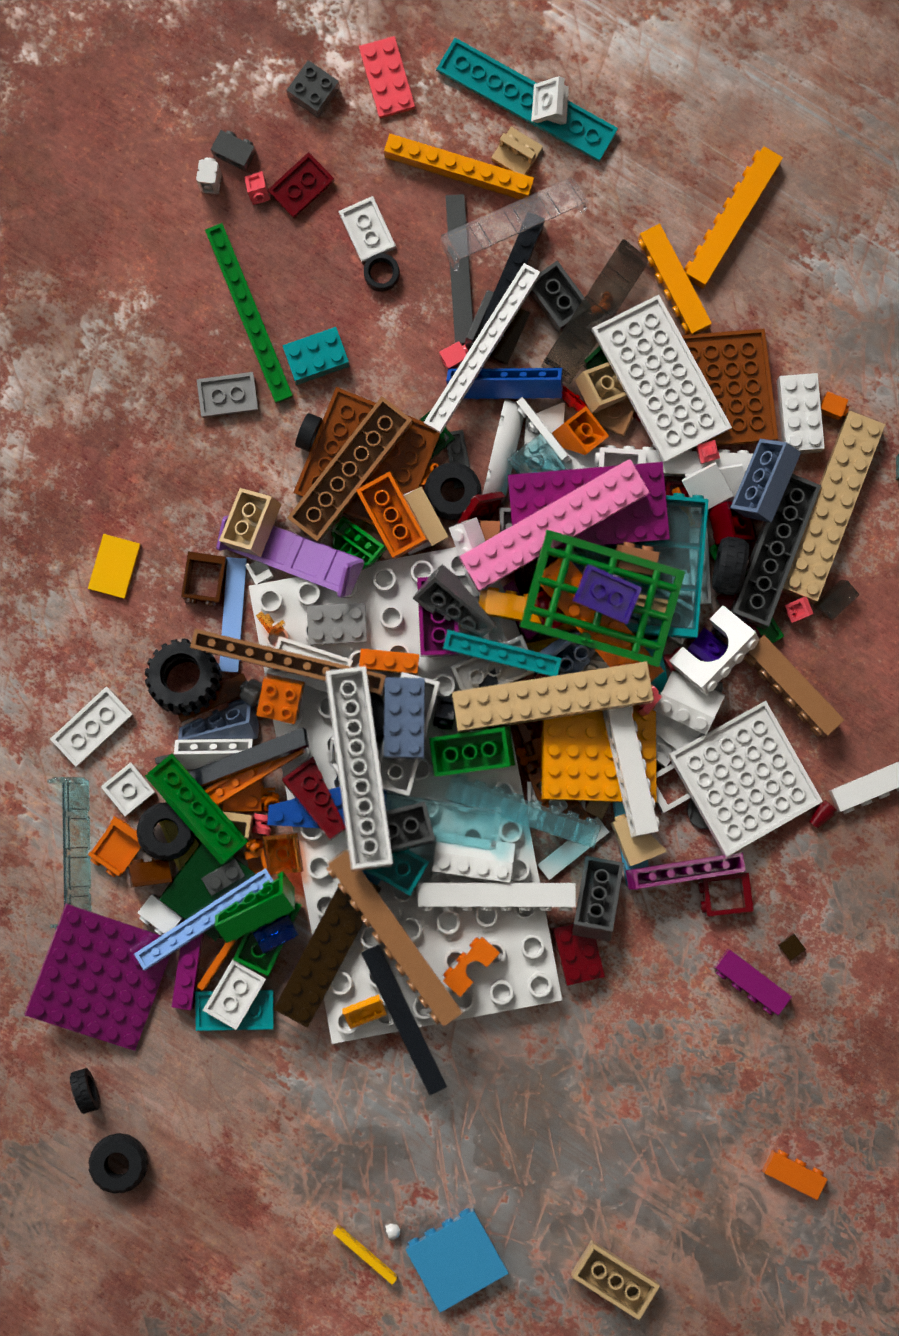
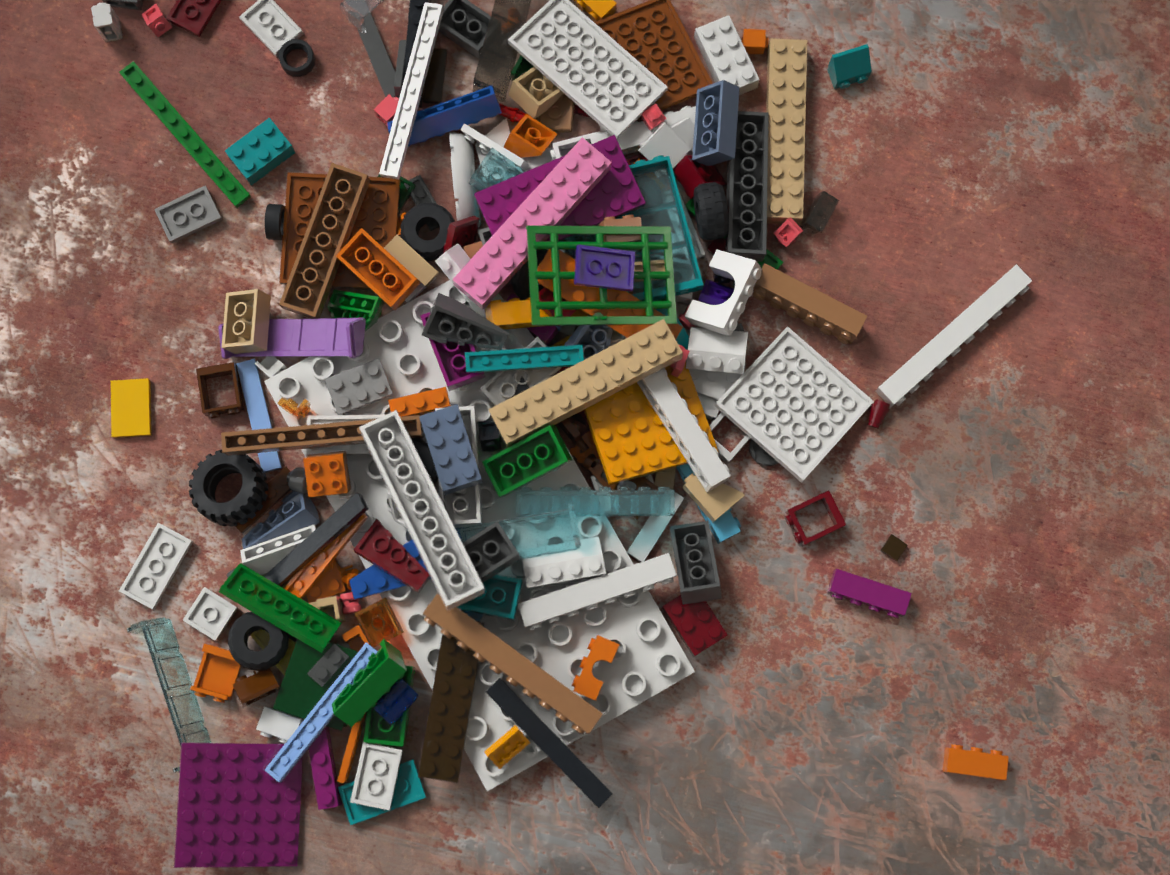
camera: 20 degrees left, 5 degrees down
(253, 845) = (348, 625): orange arm -> none
(685, 871) = (768, 508): magenta brick -> none

